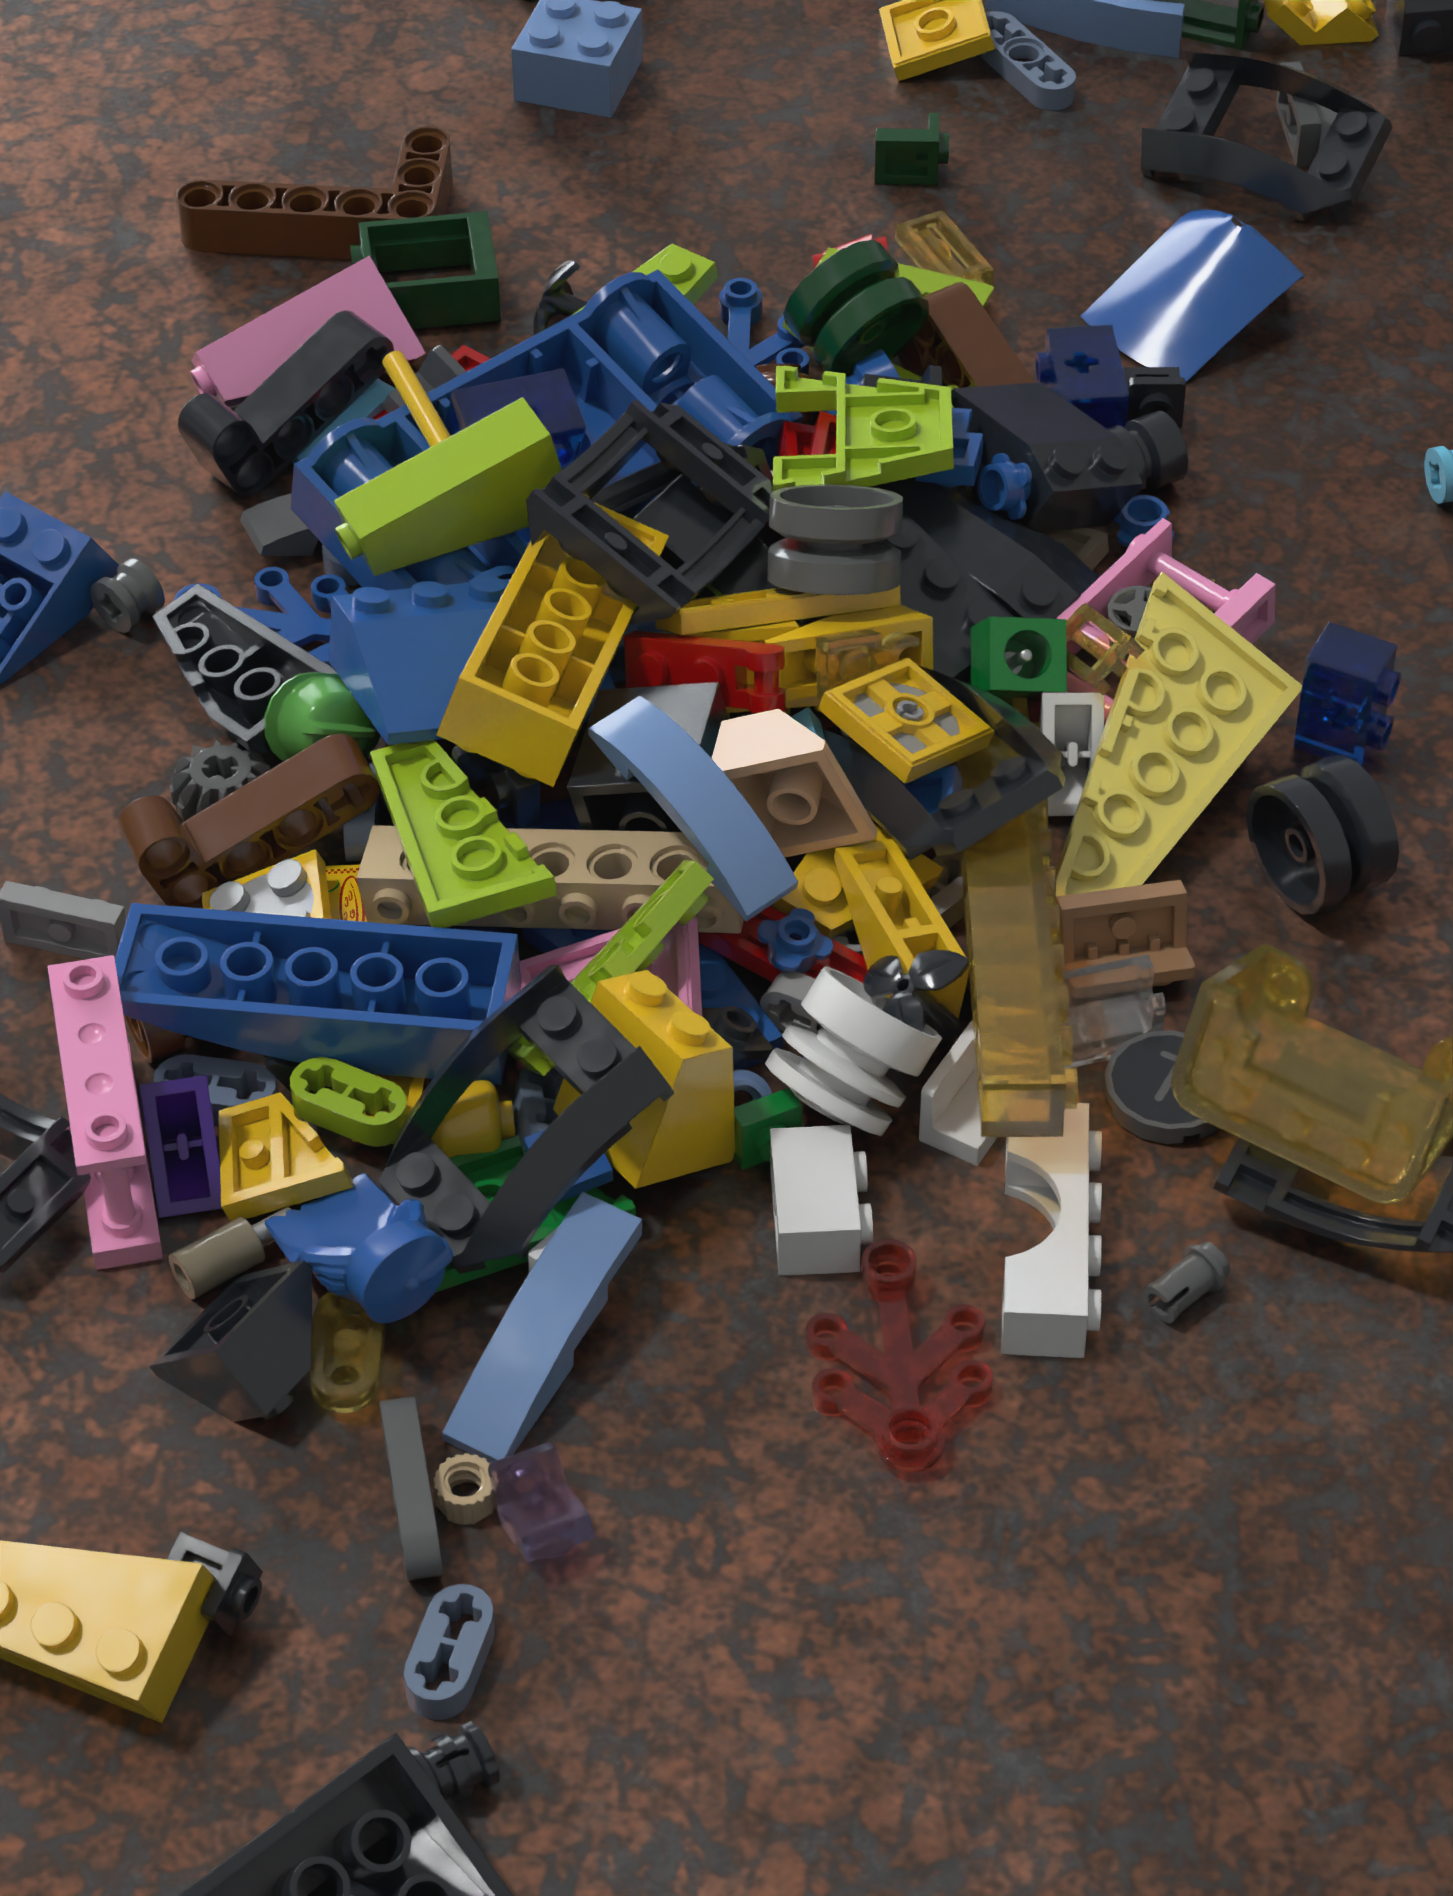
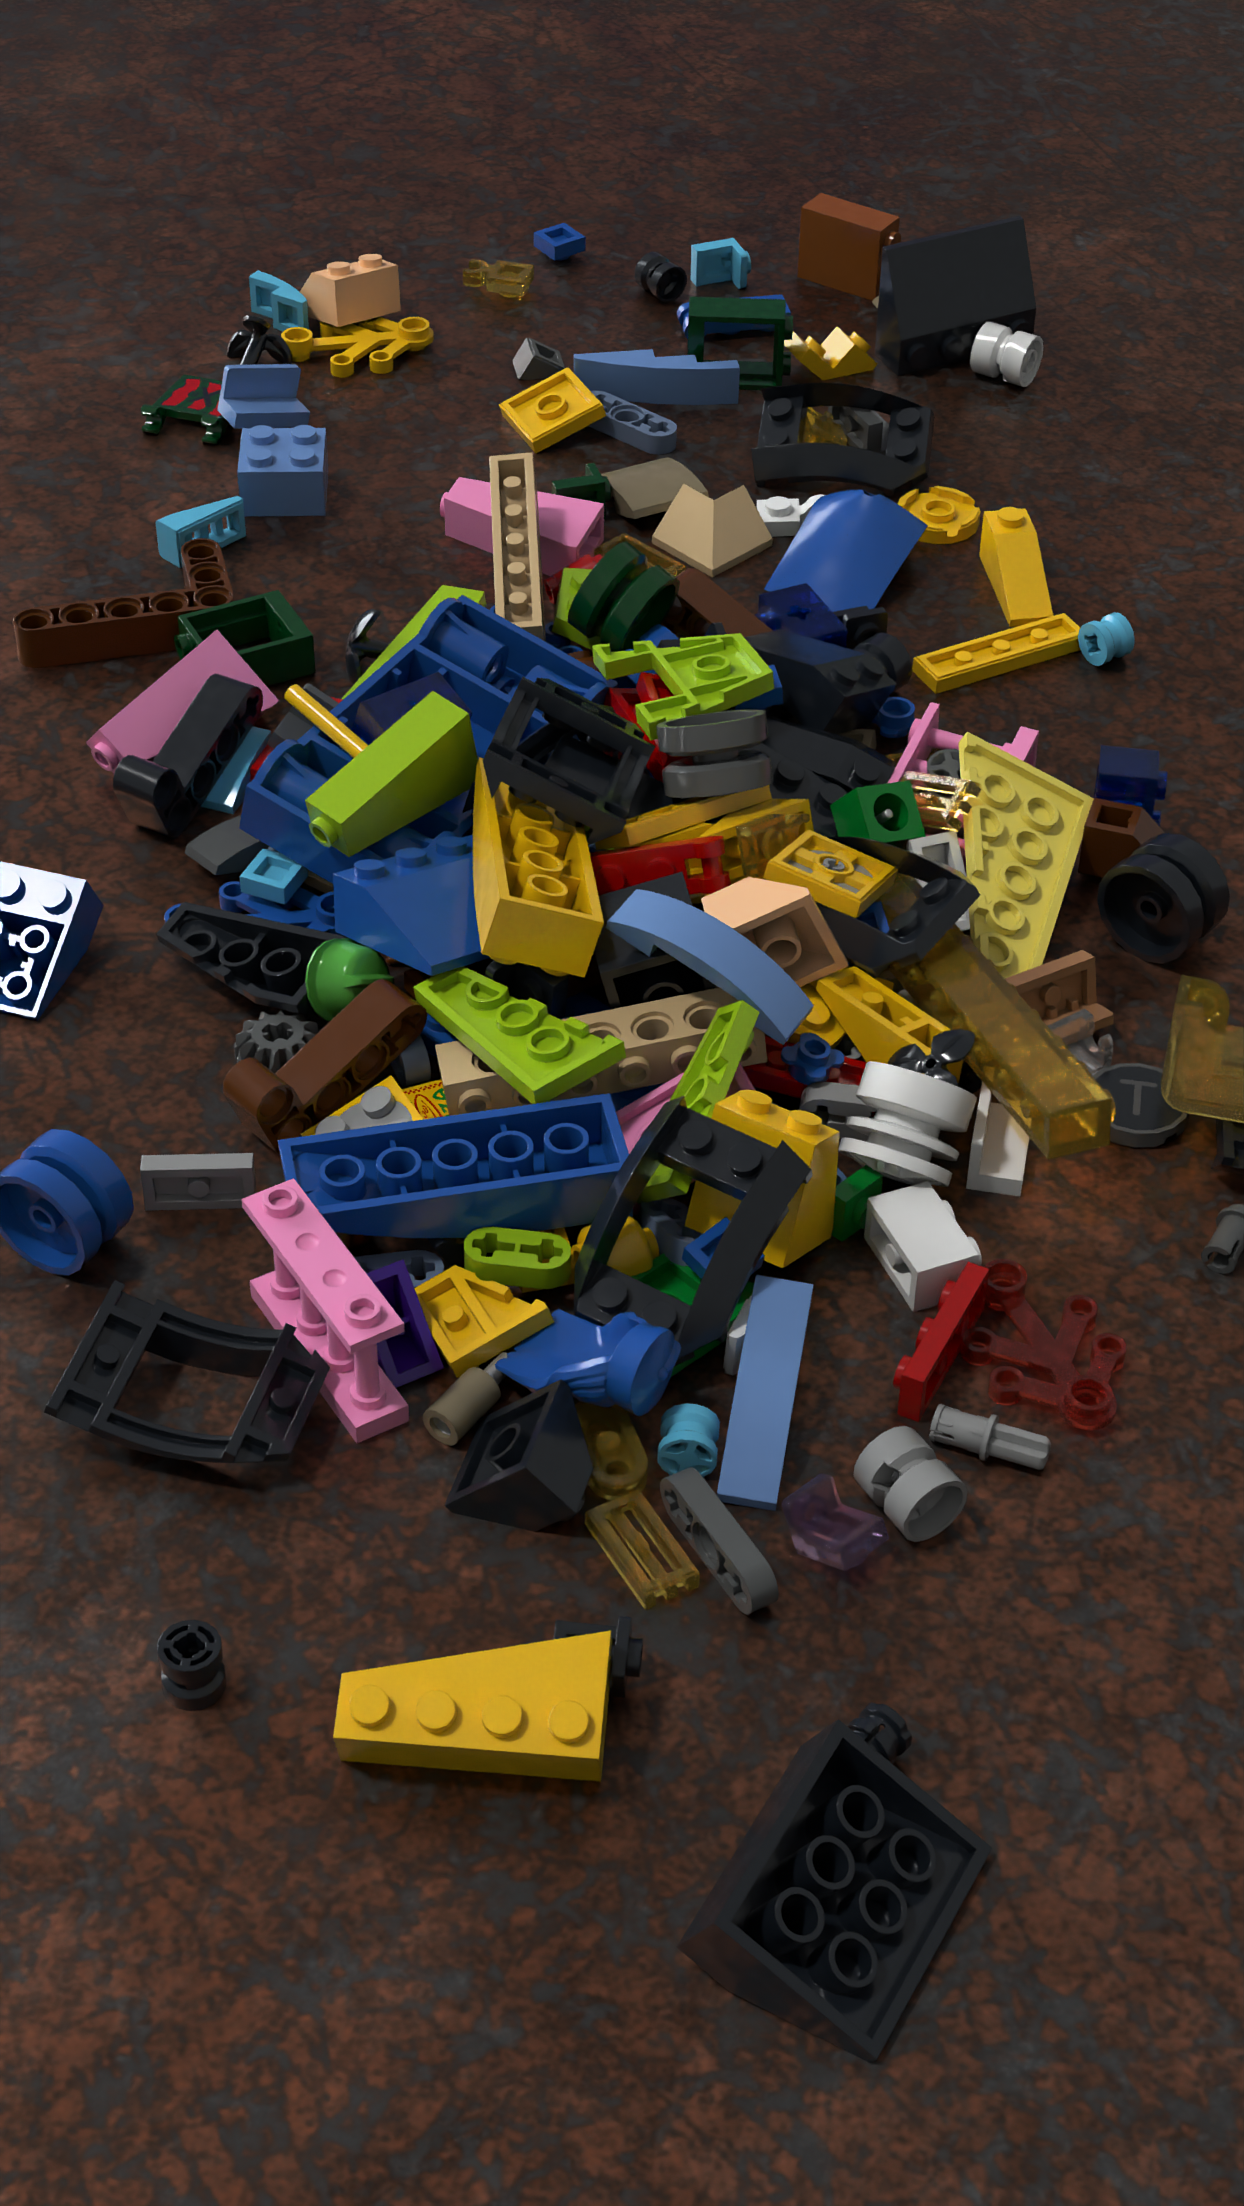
camera: 20 degrees left, 5 degrees down
(127, 595) = (121, 925): dark grey wheel -> none
(311, 574) = (272, 877): none -> medium azure plate
(337, 1518) = (663, 1584): none -> clear yellow tile
(430, 101) = (178, 527): none -> medium azure slope
(434, 1647) = (826, 1658): sand blue beam -> none
(435, 1364) = (688, 1439): none -> medium azure wheel
(460, 1470) = (764, 1516): tan axle -> none
(648, 1481) = (910, 1483): none -> light grey wheel
(772, 221) = (517, 542): none -> tan brick
(774, 1448) = (989, 1437): none -> light grey axle
(777, 1321) = (940, 1341): none -> red plate
(826, 177) = (566, 524): none -> bright pink slope
(1005, 156) = (650, 486): none -> dark tan slope
(1005, 486) = (793, 706): blue plate -> none
(1047, 1286) = (1136, 1270): white arch -> none
(1050, 229) = (712, 532): none -> tan slope
(1143, 222) = (784, 515): none -> white plate
(1252, 118) = (821, 429): none -> clear yellow plate
(1314, 728) = (1113, 834): none -> reddish brown slope
(1318, 461) = (997, 653): none -> yellow tile
(1344, 260) = (946, 511): none -> yellow tile
(1395, 352) = (1015, 565): none -> yellow slope

